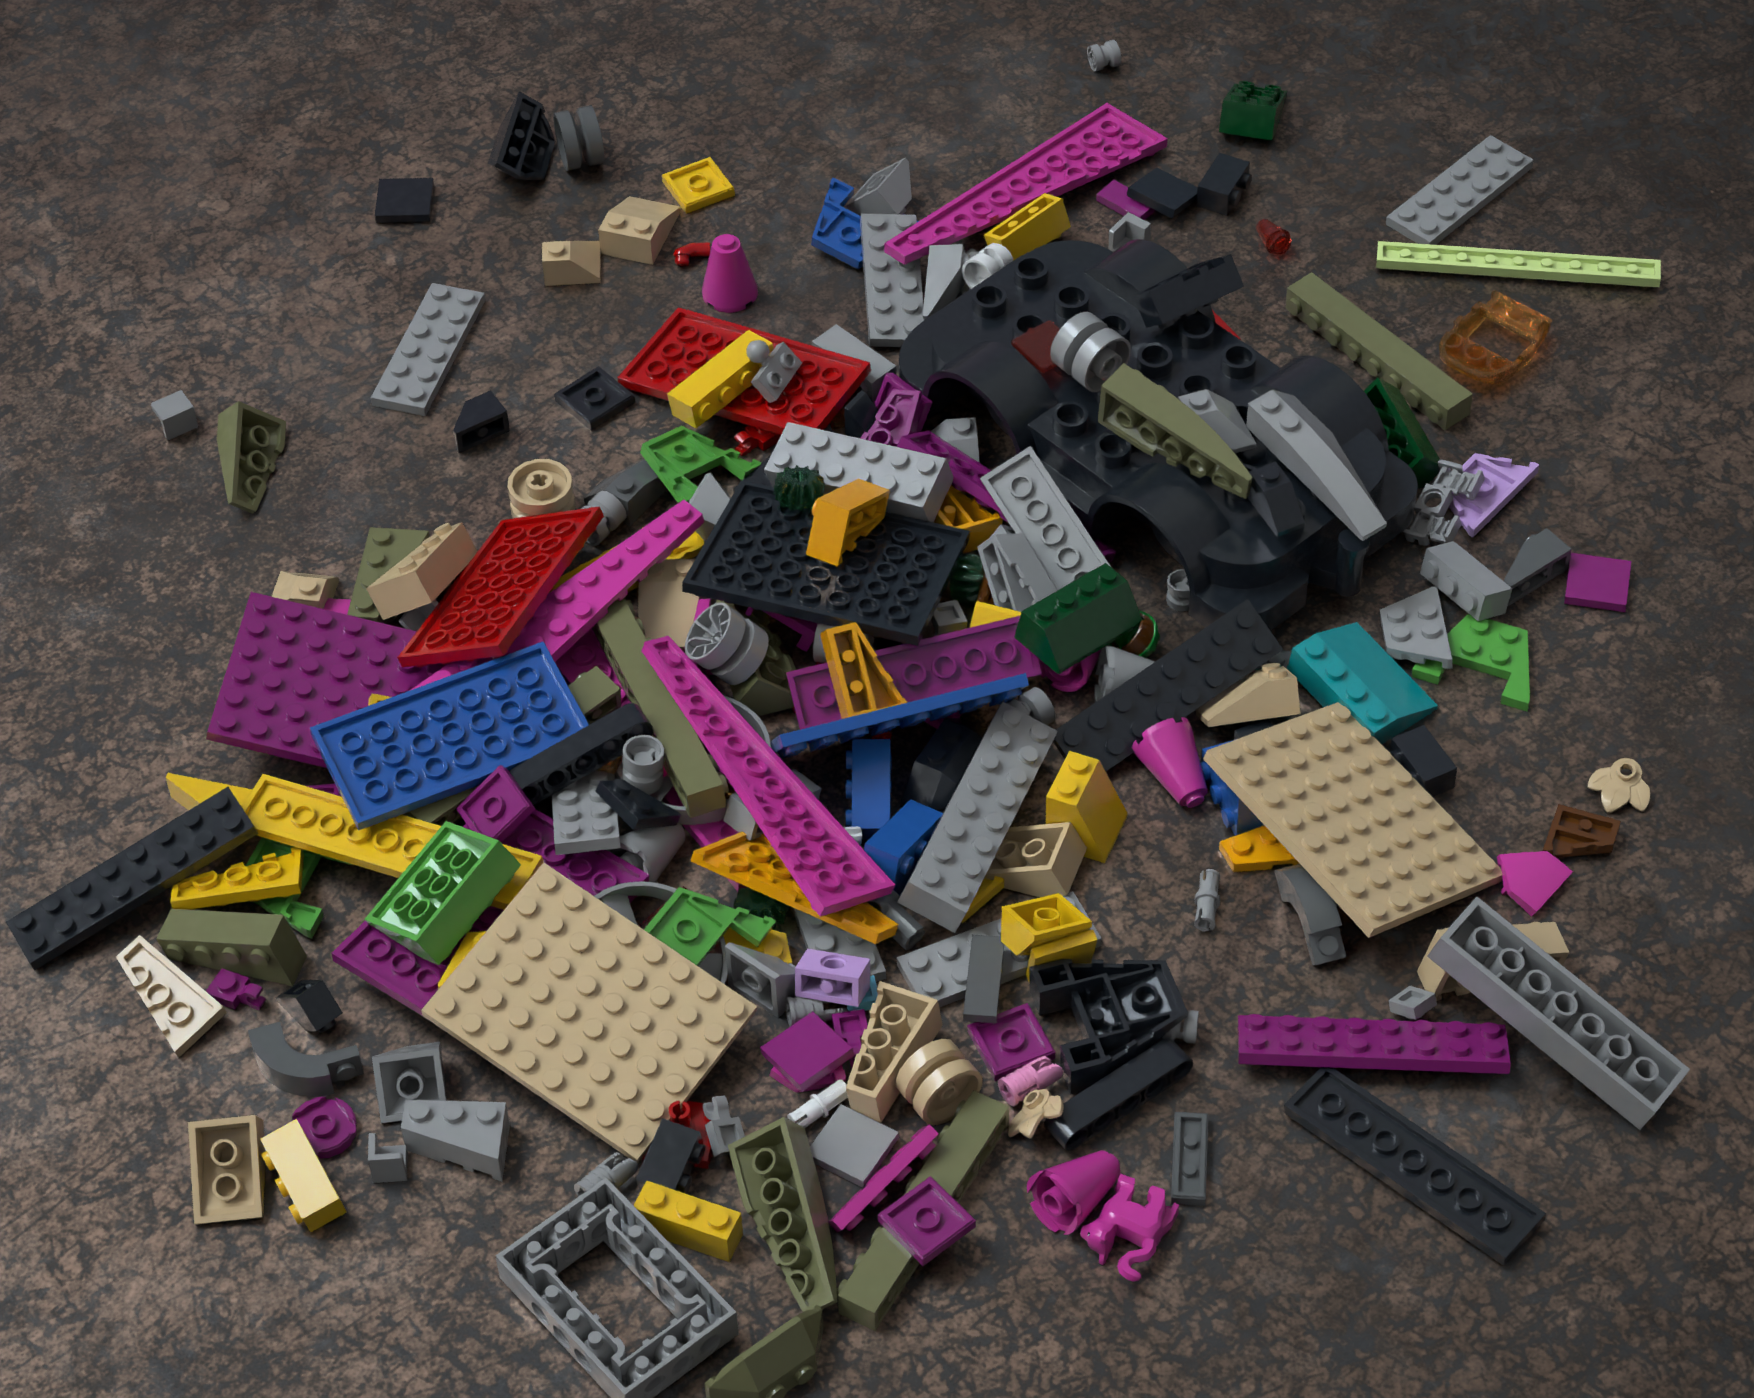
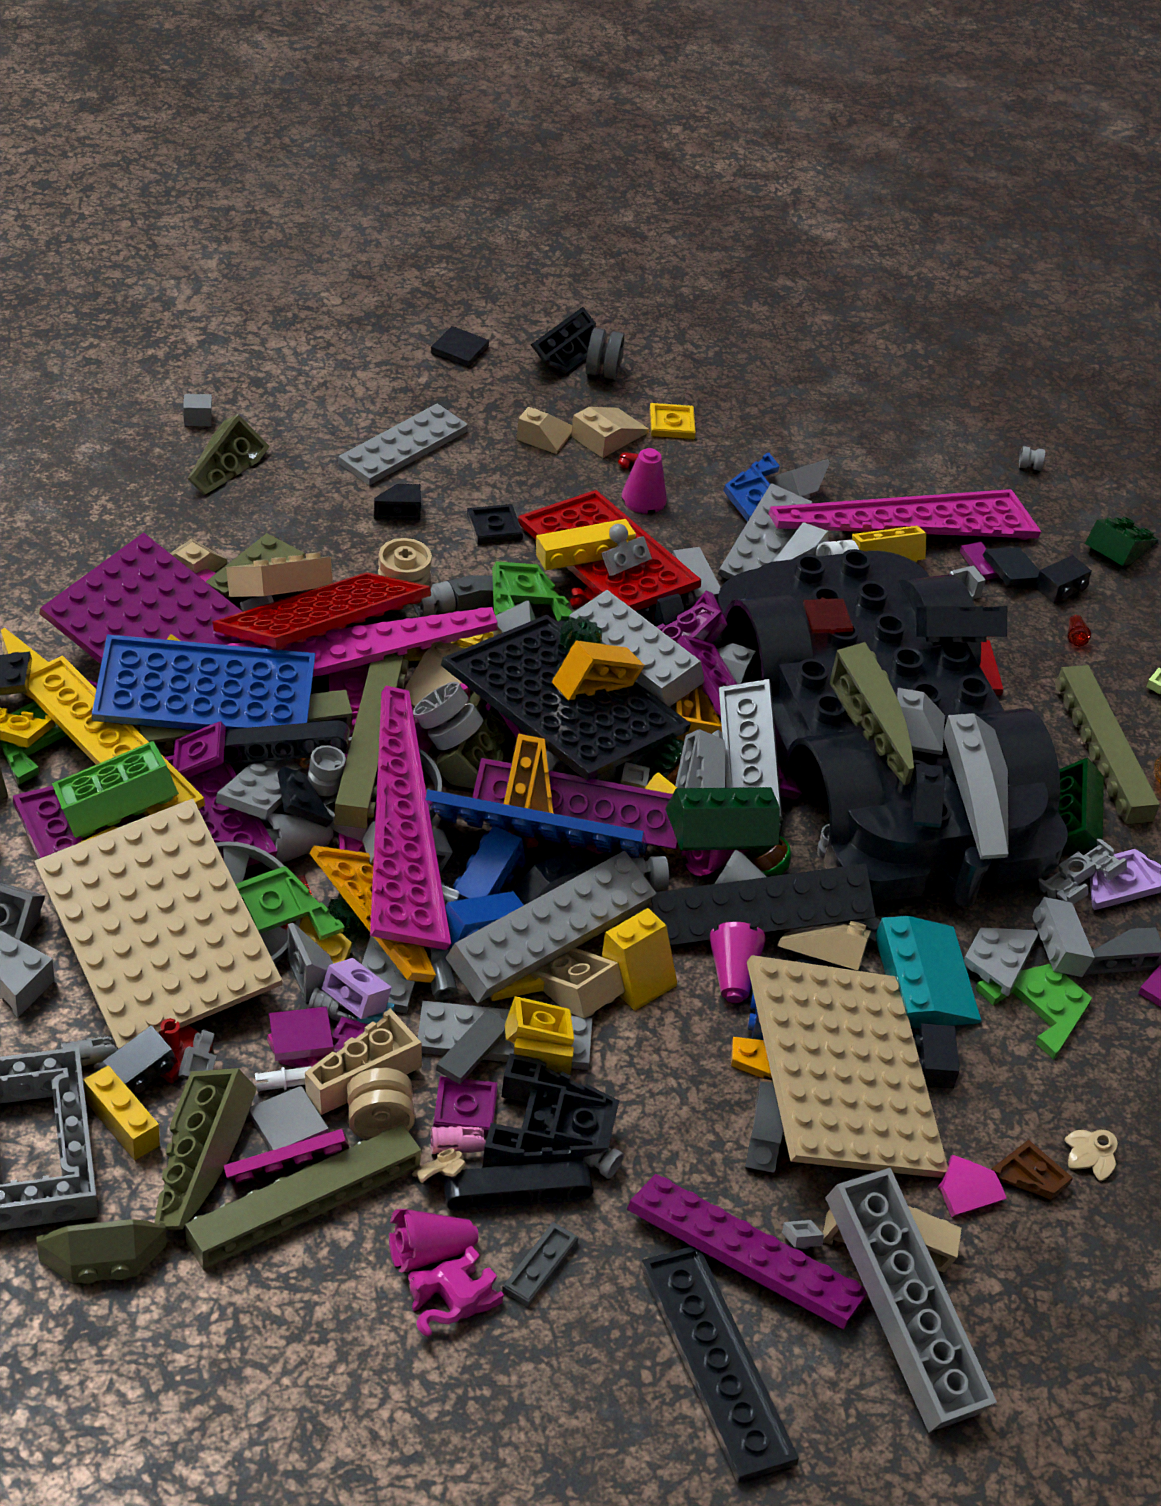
camera: 20 degrees right, 5 degrees down
(926, 1221) = (292, 1202): magenta tile -> none
(1089, 350) = (852, 622): light grey wheel -> none
(1207, 900) = (692, 1075): light grey pin -> none

